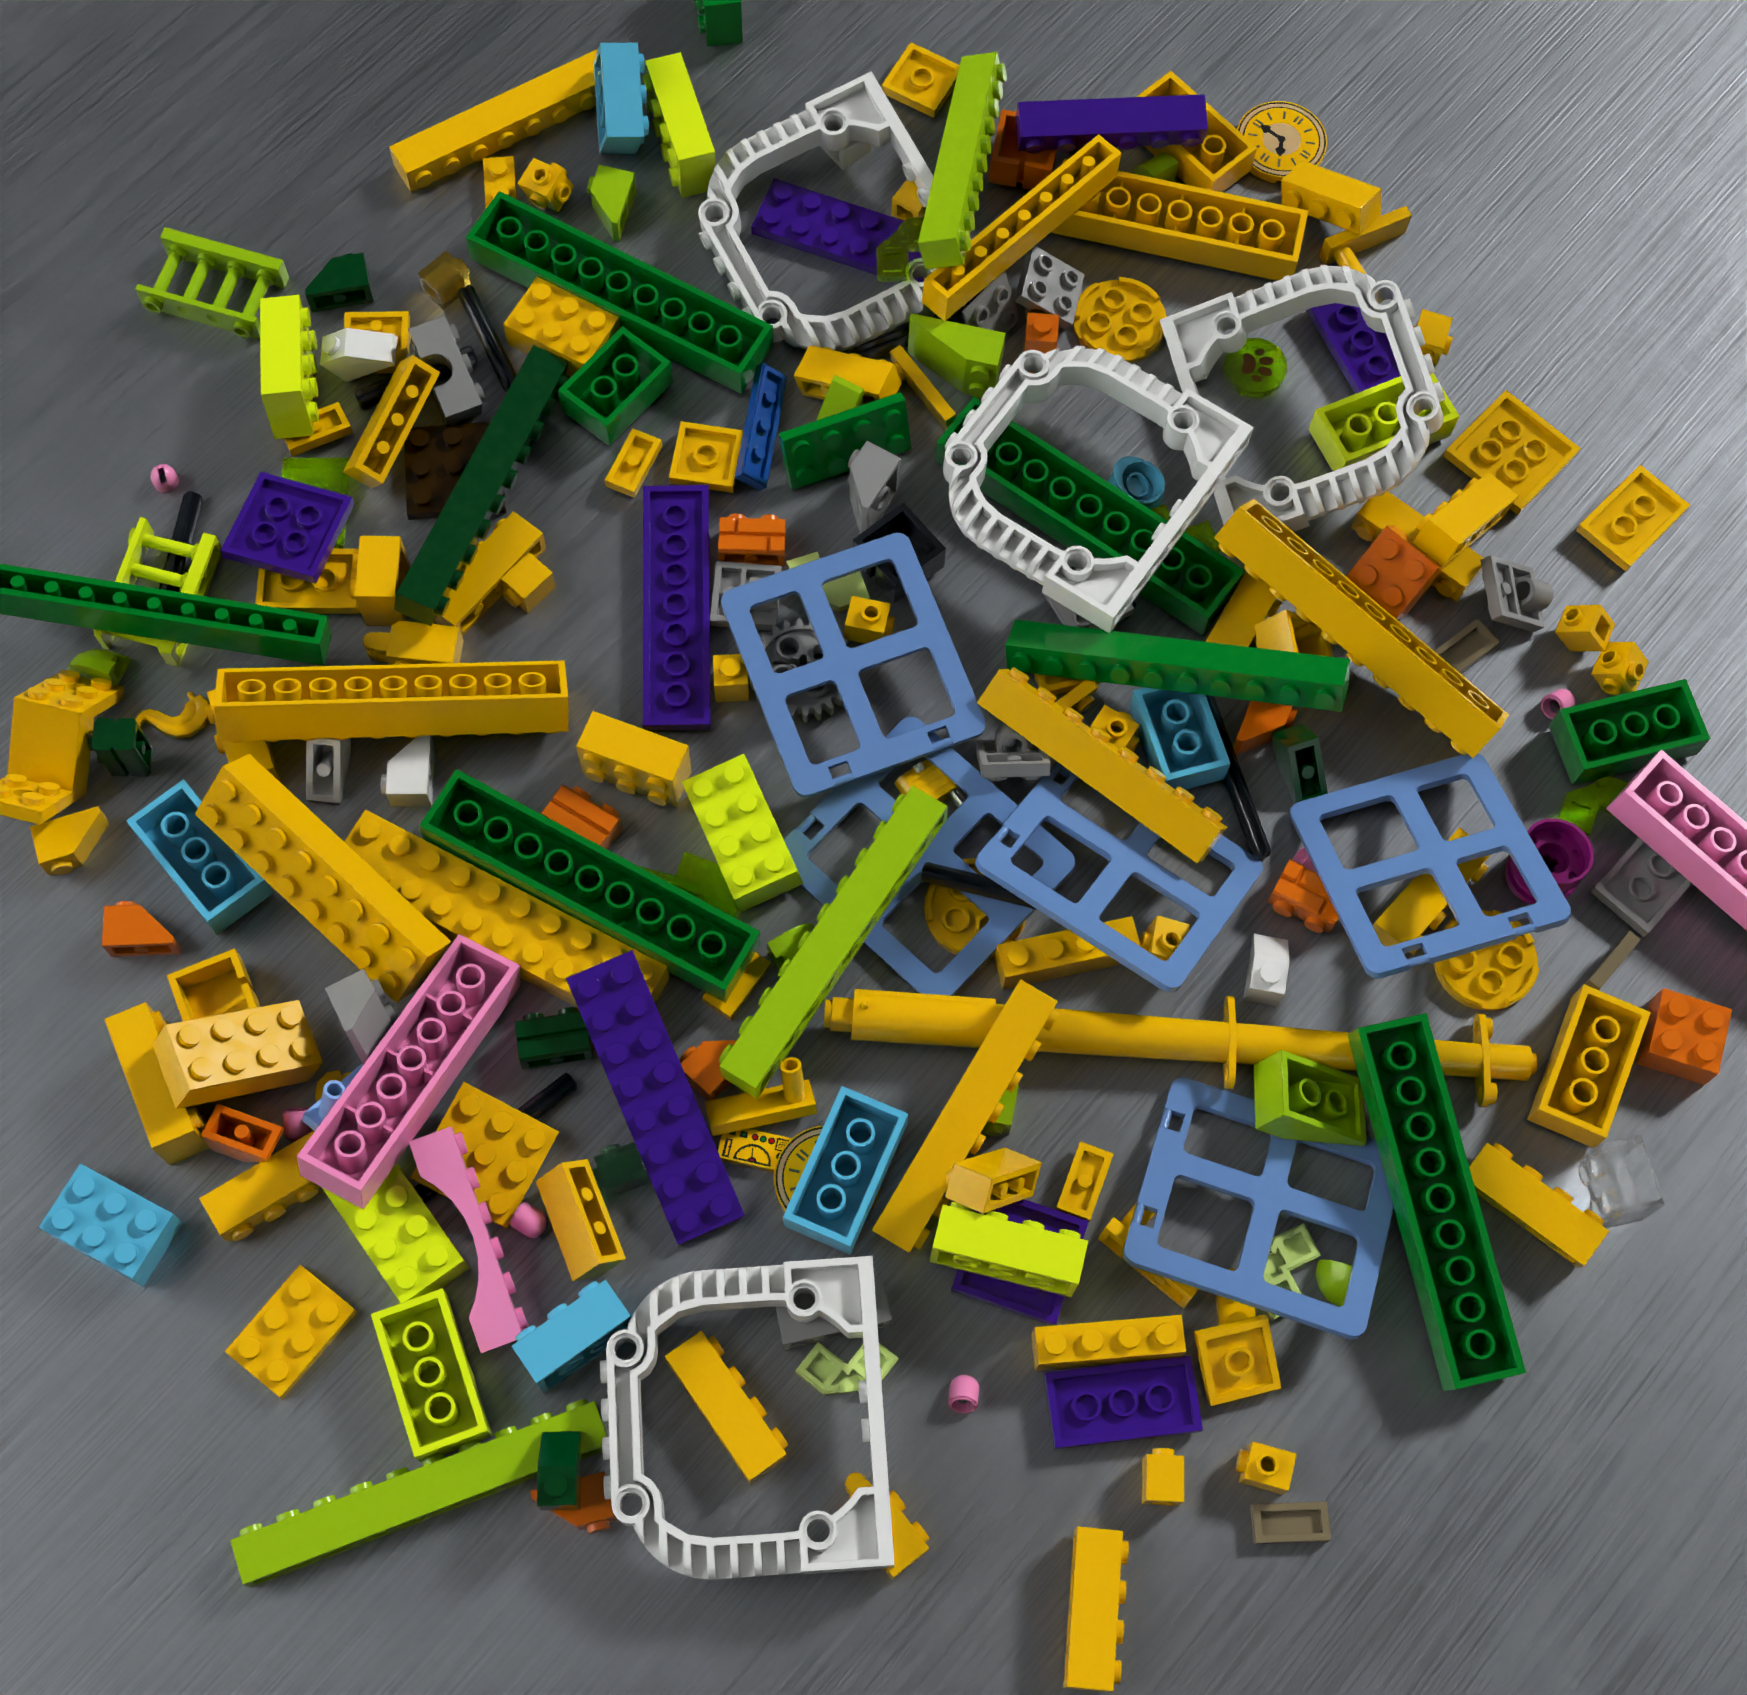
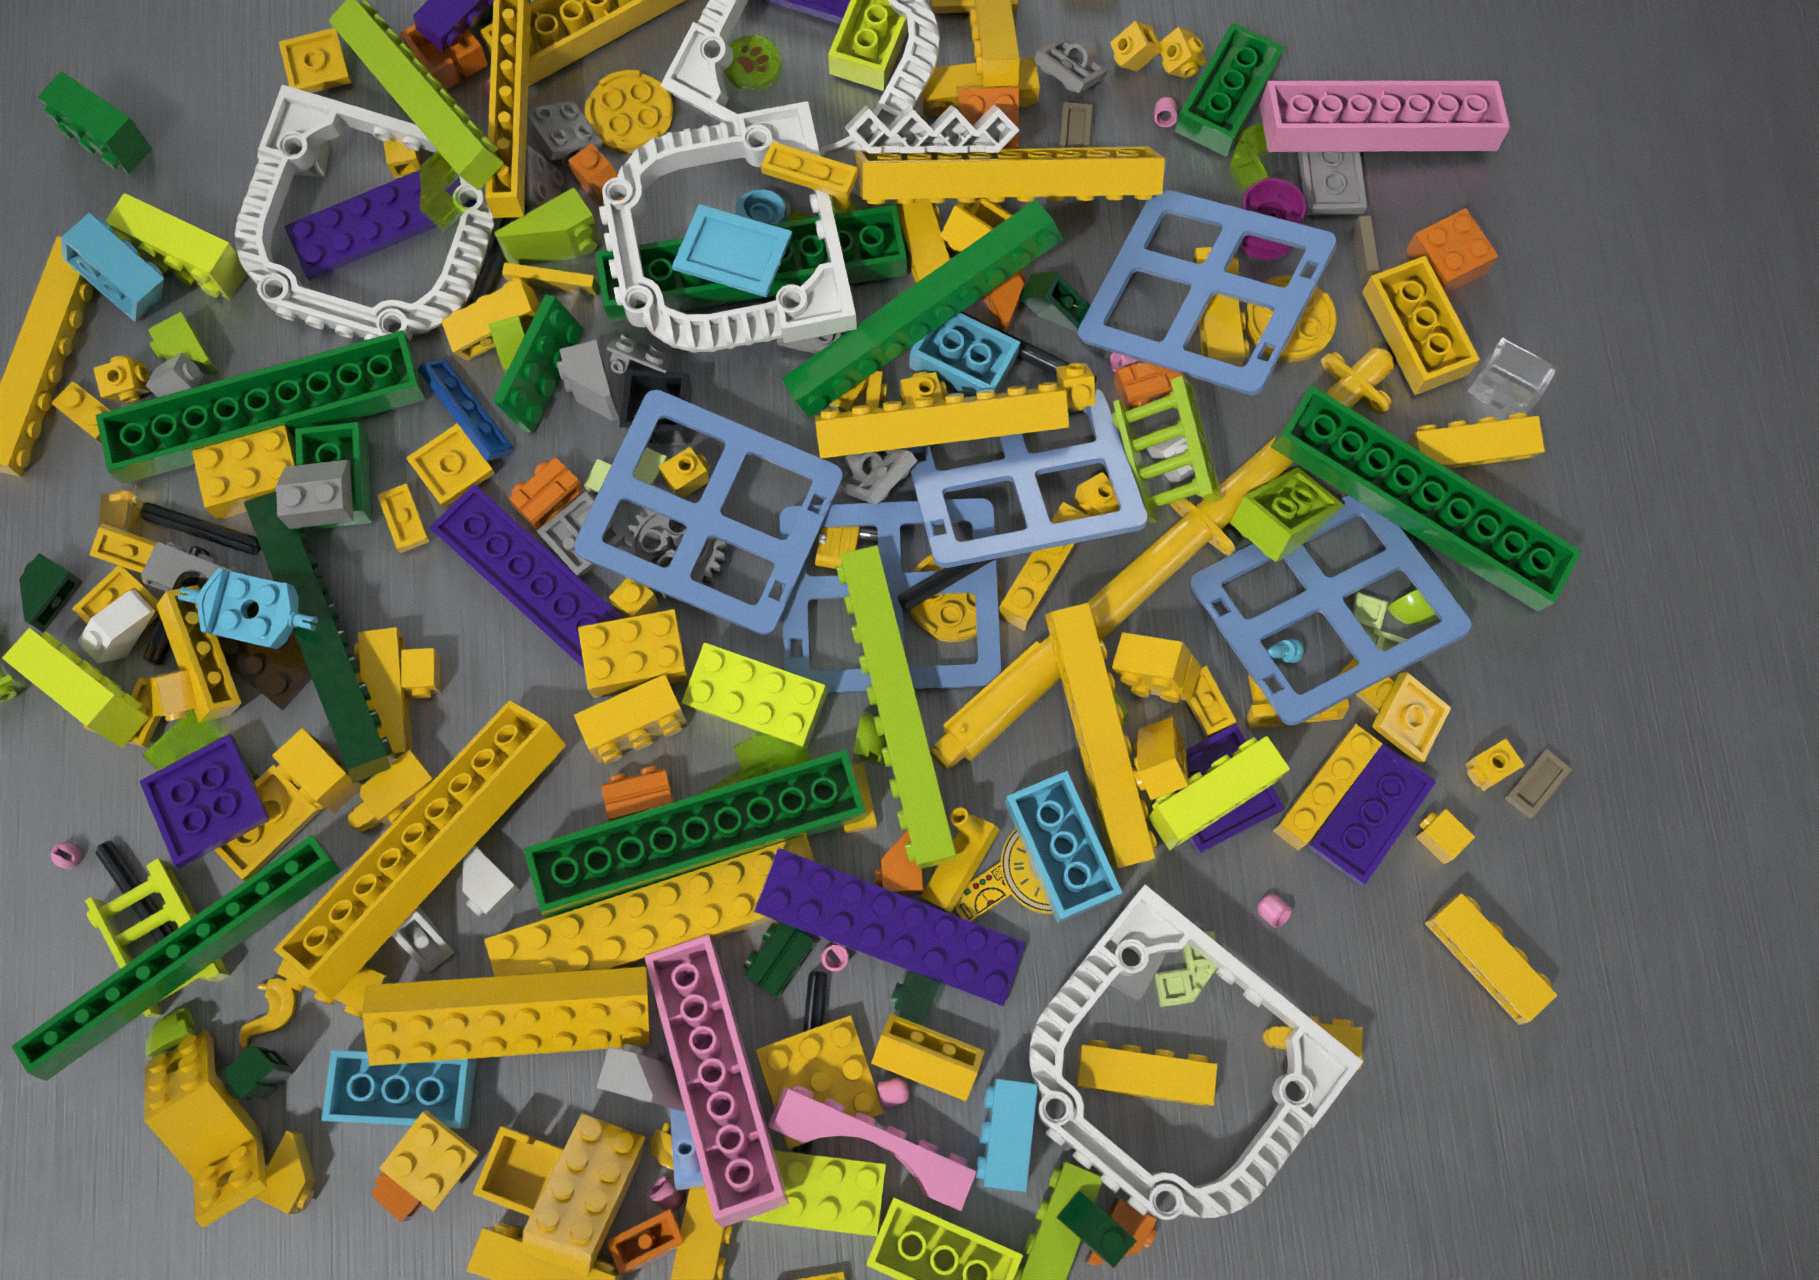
camera: 45 degrees left, 5 degrees up
(164, 922) = (429, 1160): none -> yellow plate
(343, 432) = (170, 694): none -> yellow brick
(419, 298) = (122, 548): none -> yellow plate
(442, 401) = (224, 607): none -> medium azure plate
(582, 214) = (174, 376): none -> light grey brick
(584, 383) = (315, 494): none -> light grey slope
(586, 1079) = (839, 951): none -> bright pink hinge
(687, 710) = (632, 652): none -> yellow brick
(924, 491) = (628, 348): none -> light grey hinge
(1066, 1111) = (1156, 667): none -> yellow piece
(1069, 483) = (732, 250): none -> medium azure piece
(1191, 1207) = (1287, 650): none -> medium azure bar
(1195, 482) = (812, 172): none -> yellow piece
(1240, 840) = (1079, 385): none -> yellow brick
(1275, 980) = (1196, 456): none -> lime fence
(1312, 528) = (947, 134): none -> white brick

